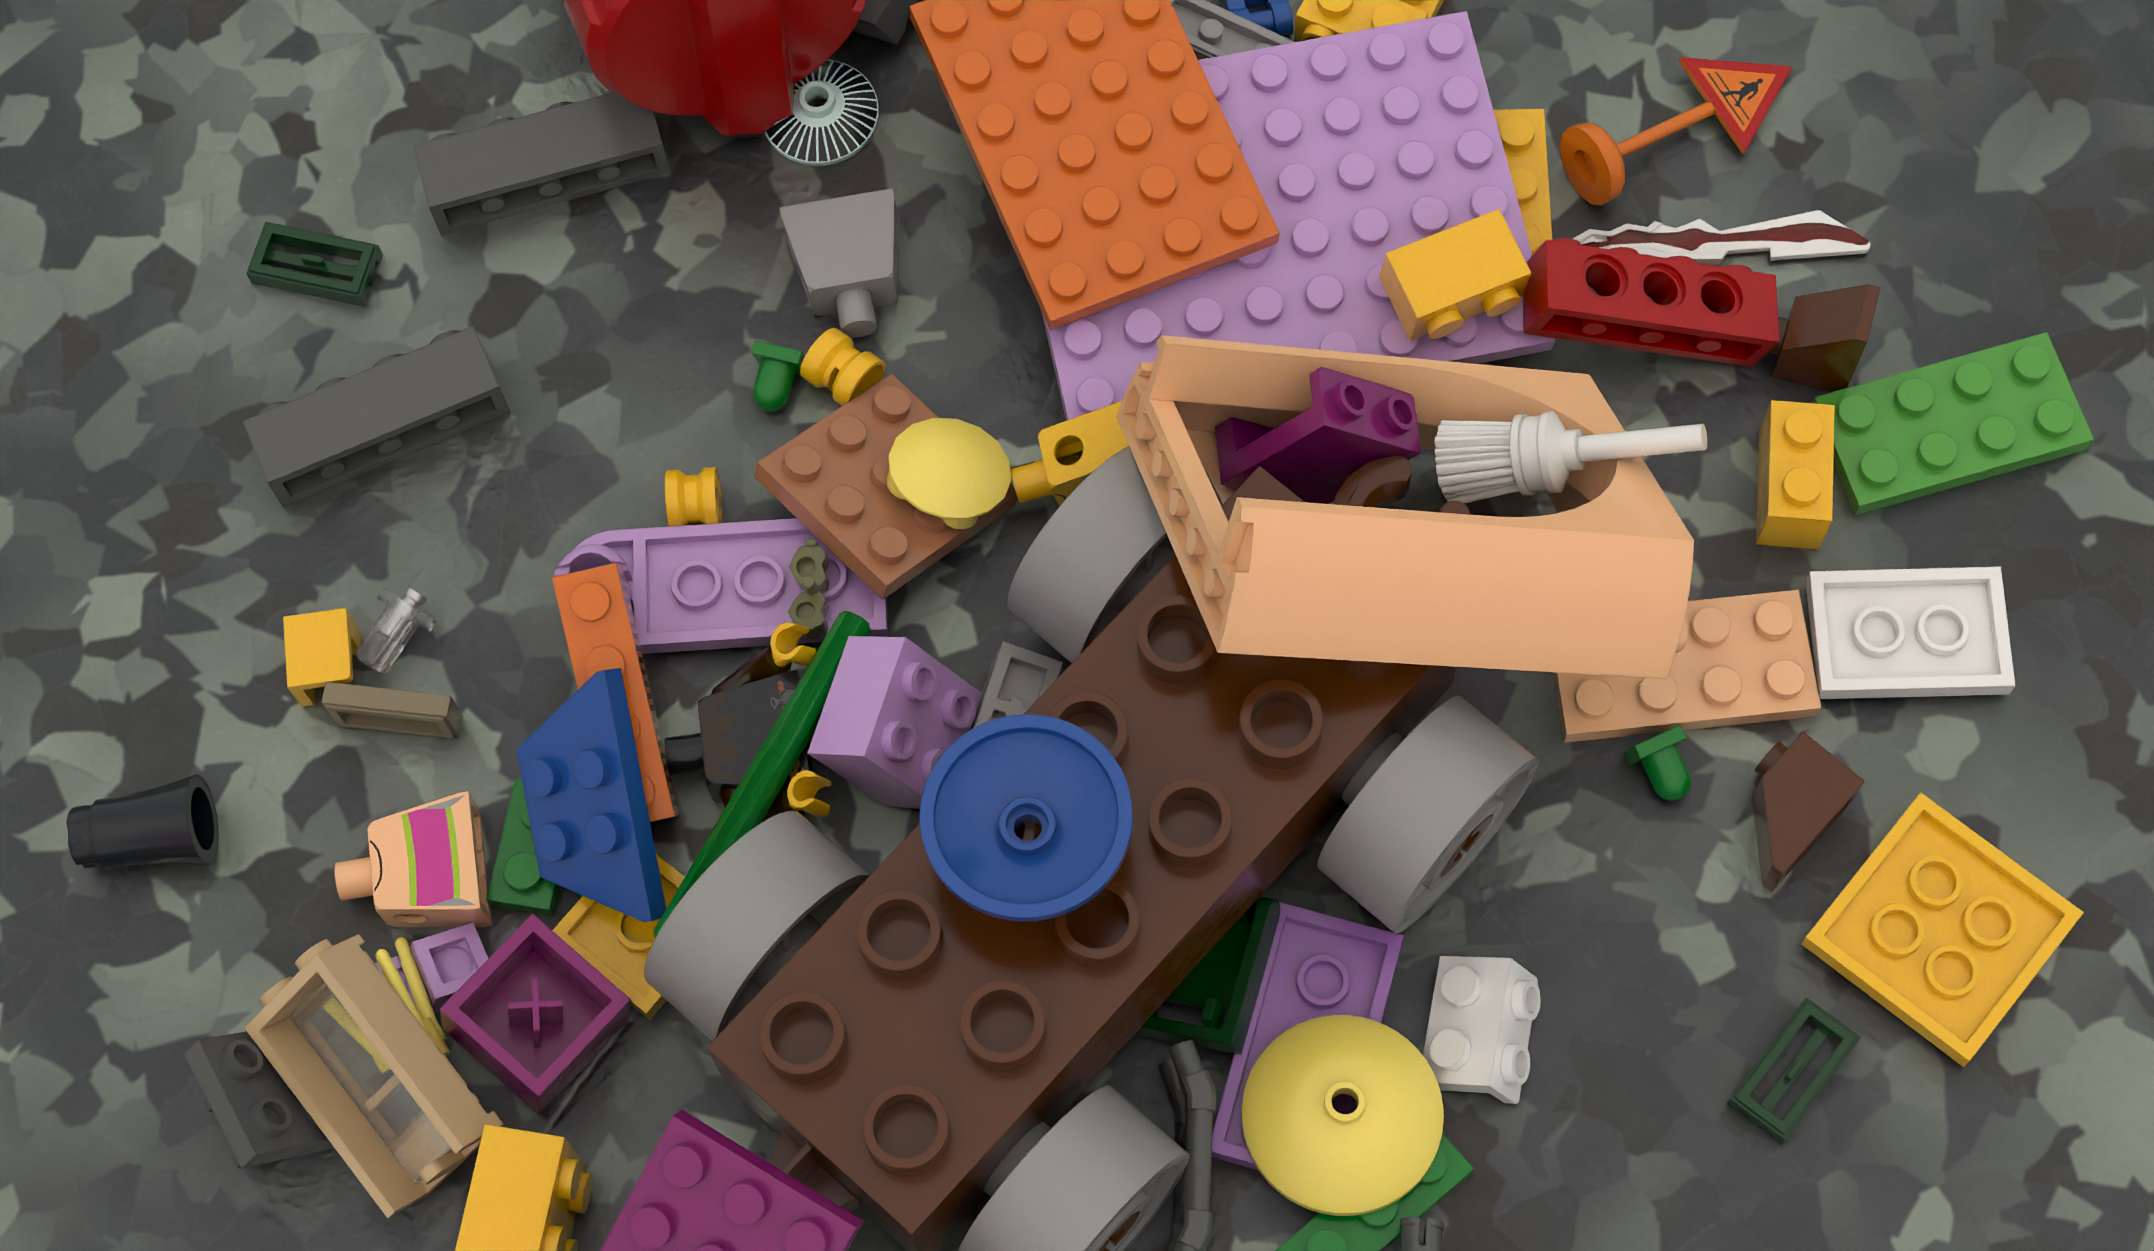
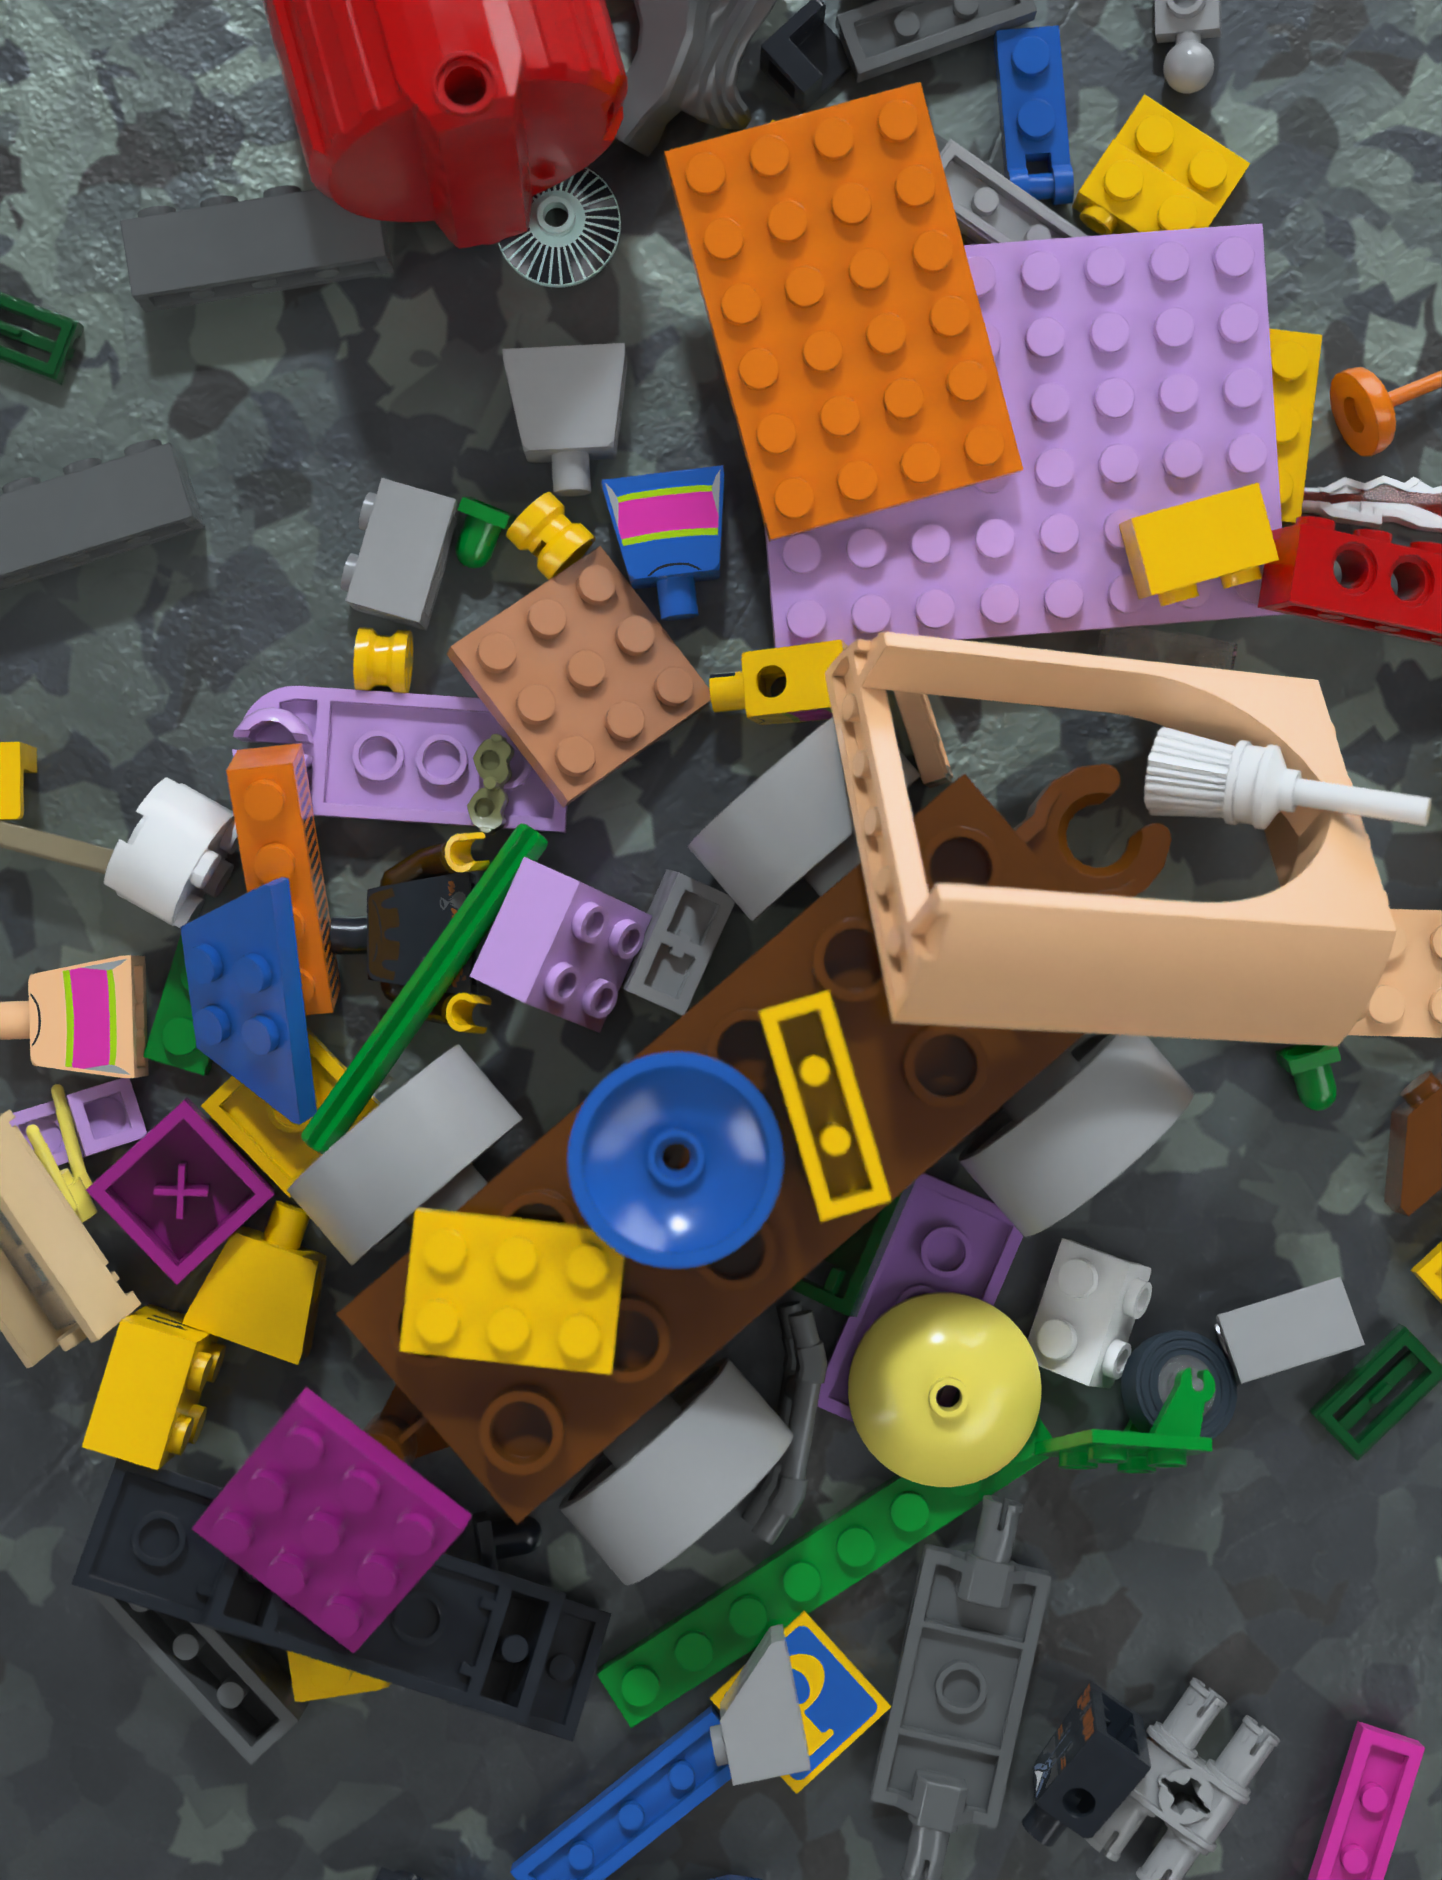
camera: 10 degrees right, 20 degrees up
(393, 629) = (76, 750): clear piece -> none
(503, 687) = (174, 853): none -> white brick
(623, 1101) = (264, 1288): none -> yellow torso
(702, 402) = (401, 553): none -> light grey brick
(881, 981) = (511, 1291): none -> yellow plate
(949, 470) = (646, 677): light yellow dish -> none
(954, 349) = (669, 532): none -> torso
(1164, 749) = (824, 1105): none -> yellow brick
(1324, 445) = (1057, 731): magenta panel -> none
(1578, 1094) = (1176, 1399): none -> plate
(1686, 1017) = (1288, 1330): none -> light grey hinge

